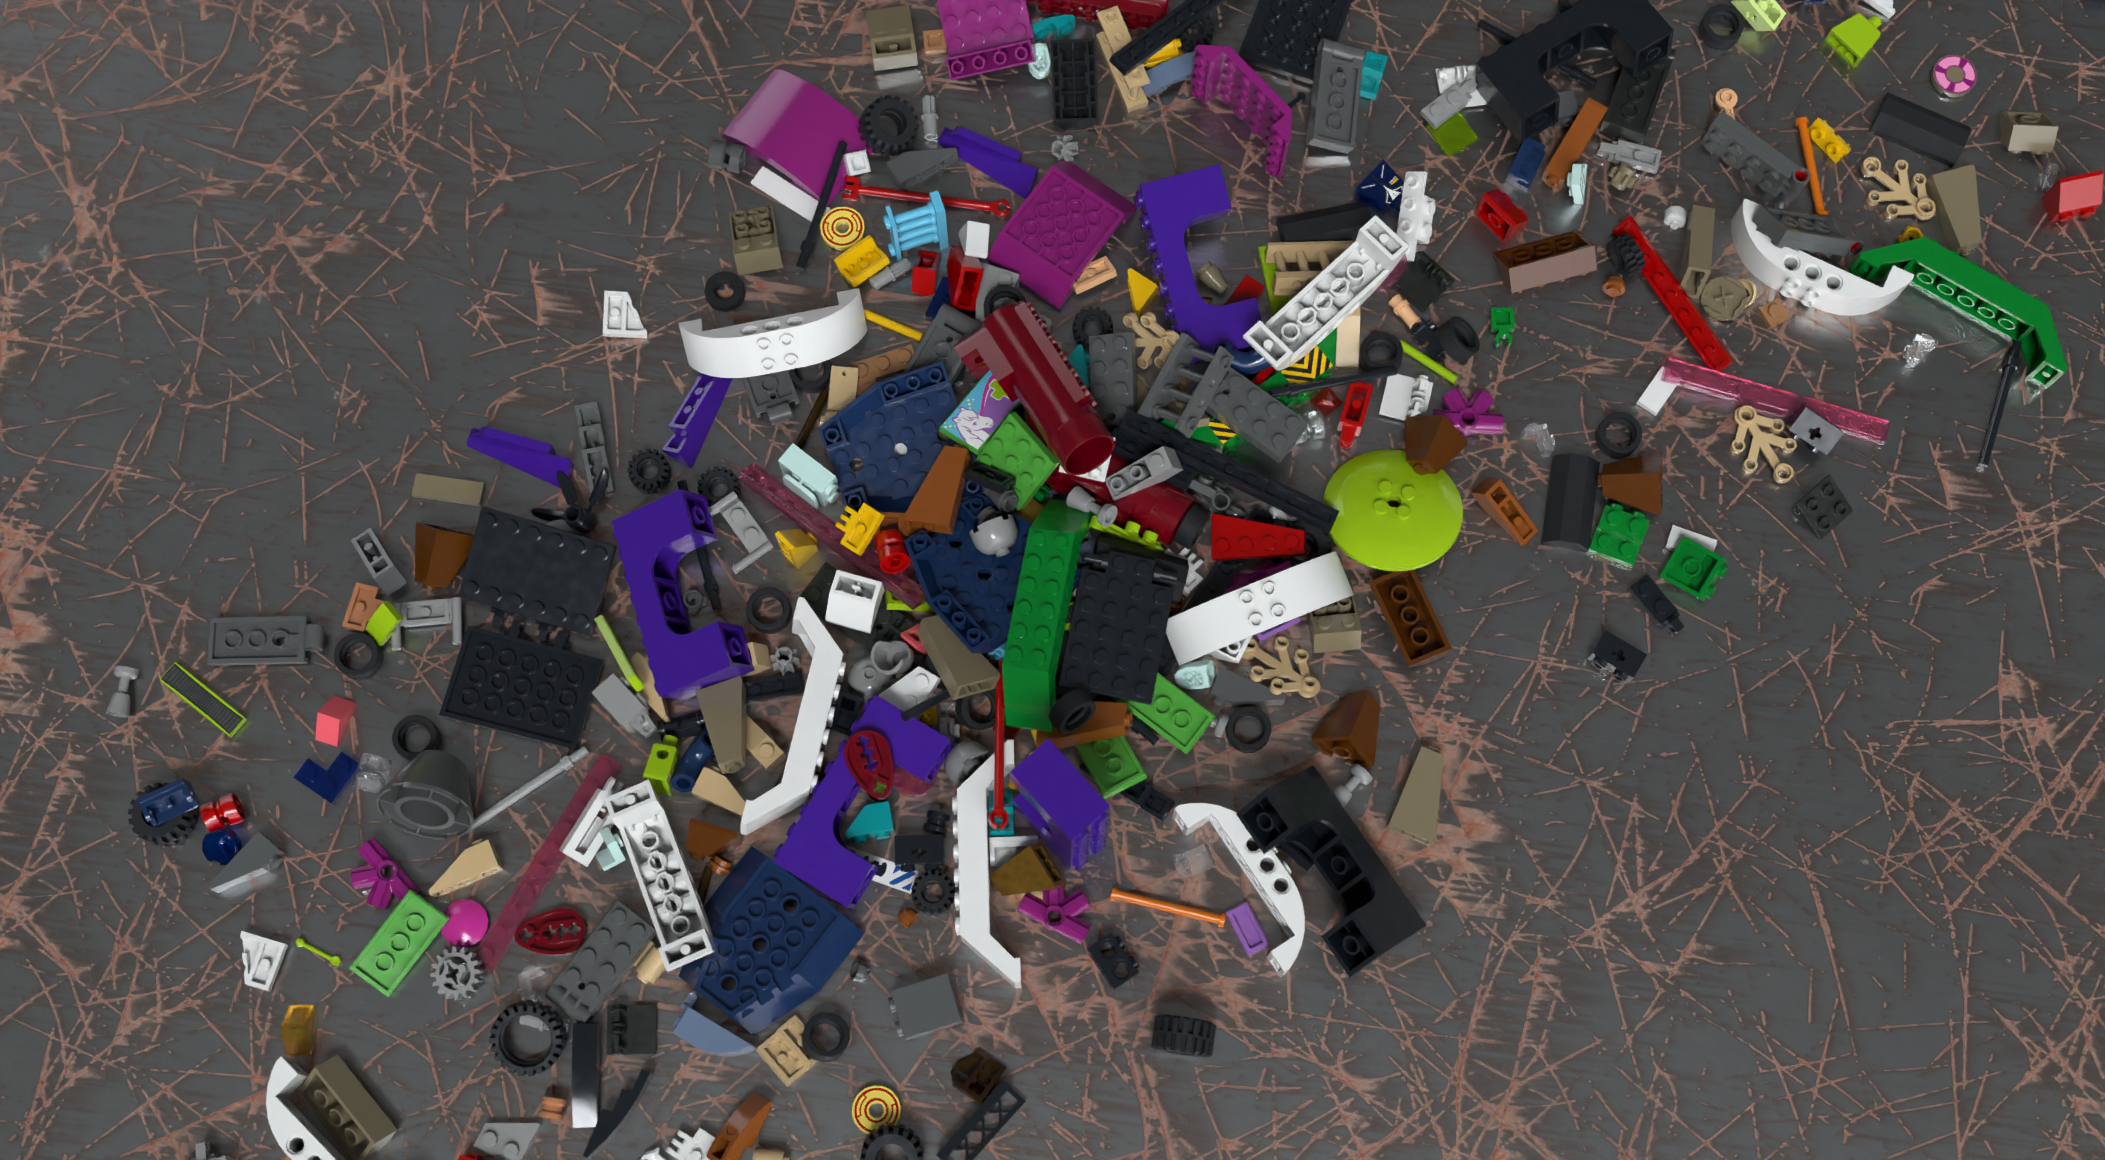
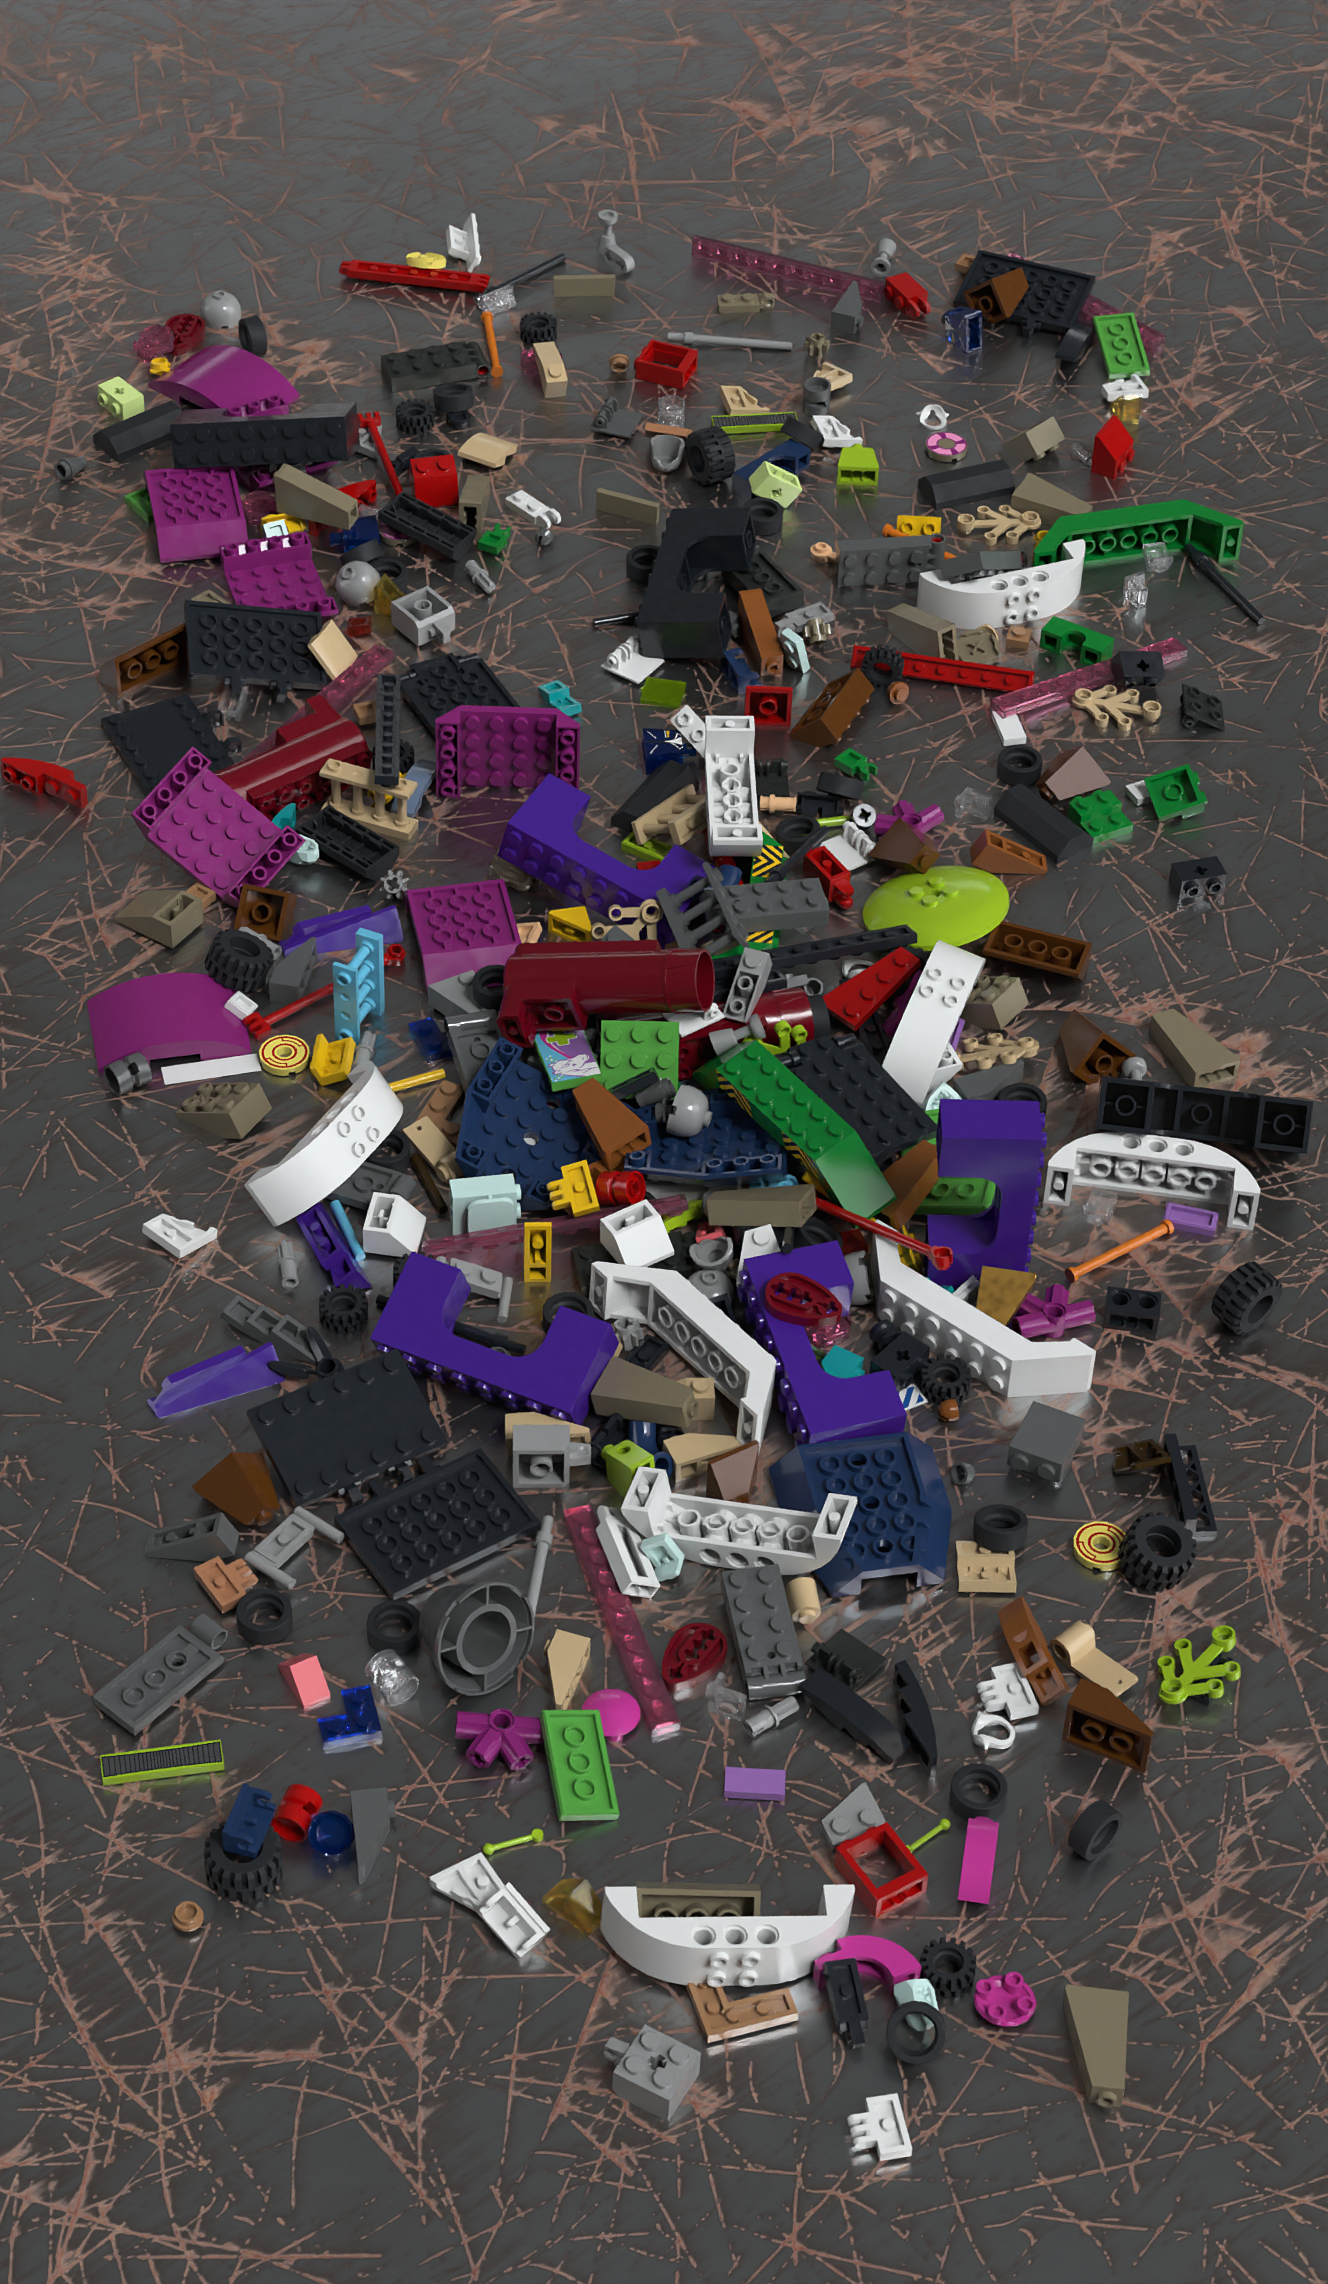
camera: 50 degrees left, 30 degrees down
(104, 818) = (187, 1916): none -> medium nougat plate
(120, 700) = (89, 1823): light grey piece -> none
(248, 1009) = (513, 1921): none -> white hinge
(383, 623) = (263, 1562): lime slope -> none
(448, 489) = (184, 1453): dark tan tile -> none
(464, 980) = (644, 1736): light grey gear -> none
(479, 1052) = (754, 1783): none -> medium lavender tile
(510, 1060) = (798, 1703): black tyre -> none
(552, 1108) = (860, 1761): nougat wheel -> none
(619, 653) = (493, 1420): lime tile -> none
(658, 402) = (287, 1264): none -> light grey axle
(706, 1034) = (913, 1596): sand blue piece -> none
(720, 865) = (763, 1495): dark orange plate -> none
(723, 409) = (347, 1230): none -> medium azure bar
(730, 303) = (242, 1147): black tyre -> none
(743, 437) = (392, 1226): none -> white slope
(807, 245) = (271, 1081): black bar -> none
(925, 273) = (394, 1029): red slope -> none
(959, 95) = (265, 911): none -> reddish brown slope
(964, 278) = (430, 999): red slope -> none
(974, 239) = (405, 972): white slope -> none
(1072, 711) = (897, 1162): black tyre -> none
(1335, 96) = (539, 694): dark grey hinge -> none
(1446, 375) = (859, 819): none -> wheel
(1448, 103) = (639, 674): light grey hinge -> none
(1656, 604) = (1179, 836): black hinge -> none
(1675, 217) = (880, 633): white piece -> none
(1804, 341) = (1063, 635): none -> green arch
(1976, 28) = (940, 413): none -> white piece
(1976, 332) = (1156, 557): none -> clear bracket

